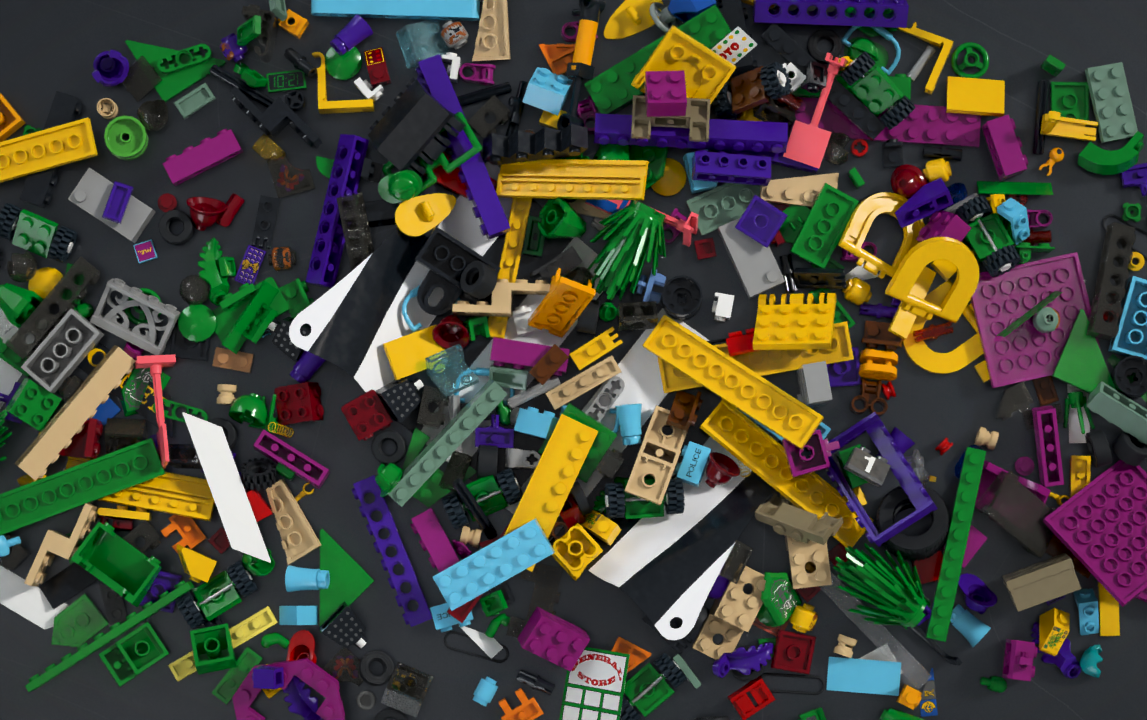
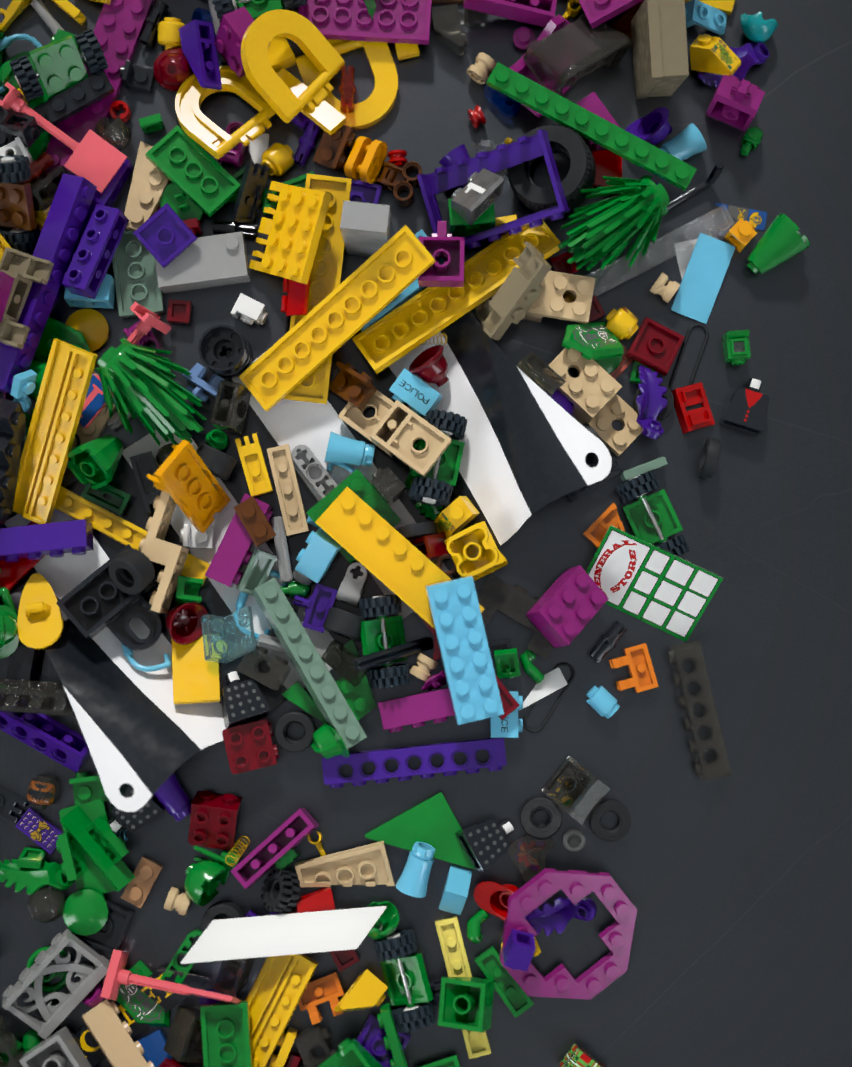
camera: 75 degrees left, 0 degrees up
(602, 145) = (23, 385): none -> medium azure plate

